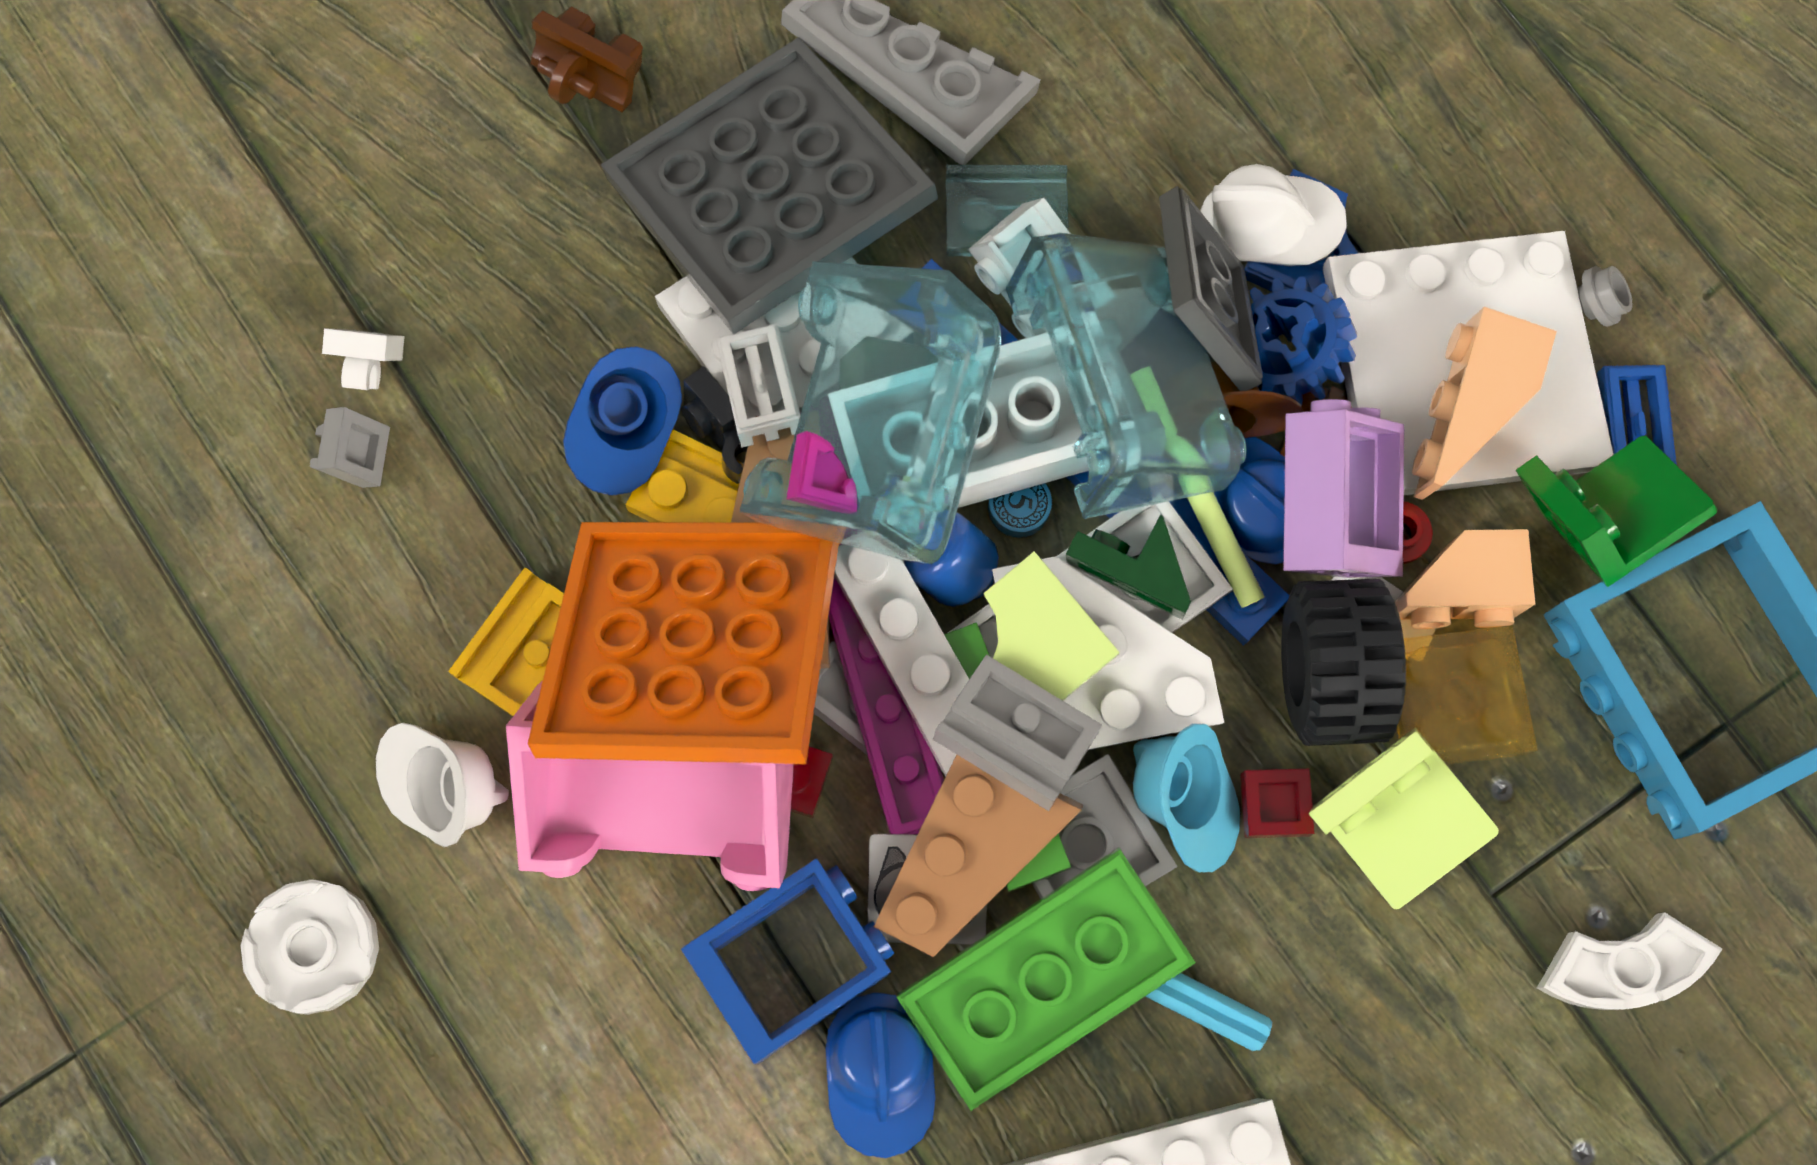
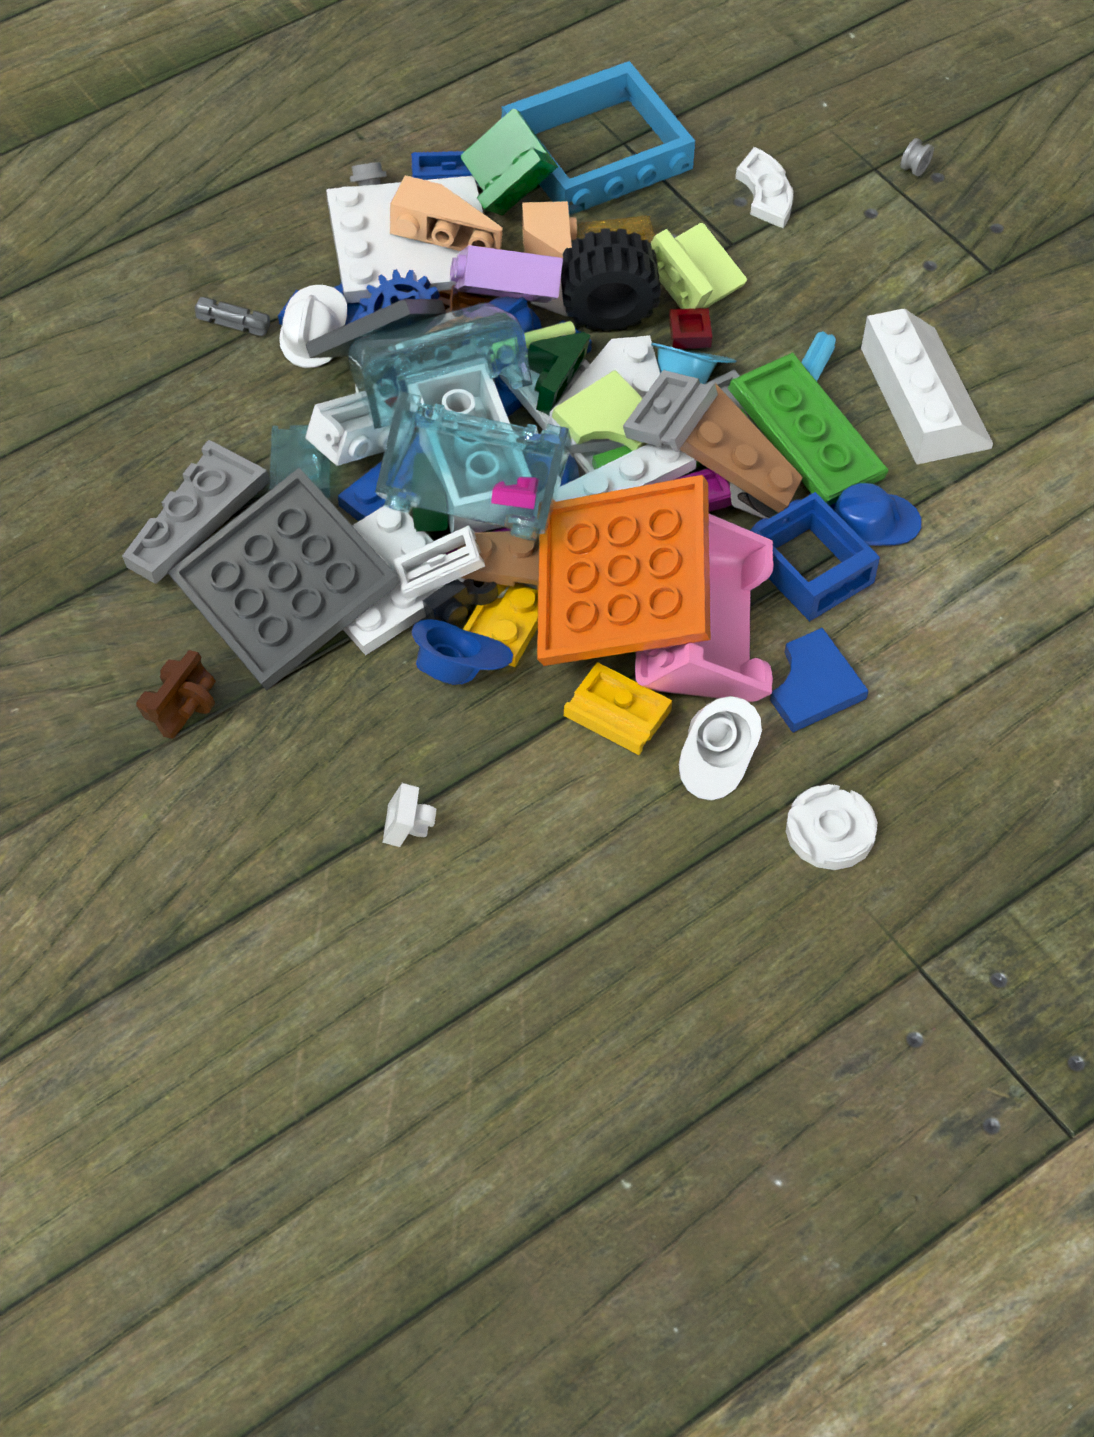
camera: 90 degrees left, 20 degrees down
(351, 447) = (478, 819): light grey tile -> none
(564, 952) = (817, 683): none -> blue tile
(1291, 105) = (232, 316): none -> dark grey axle

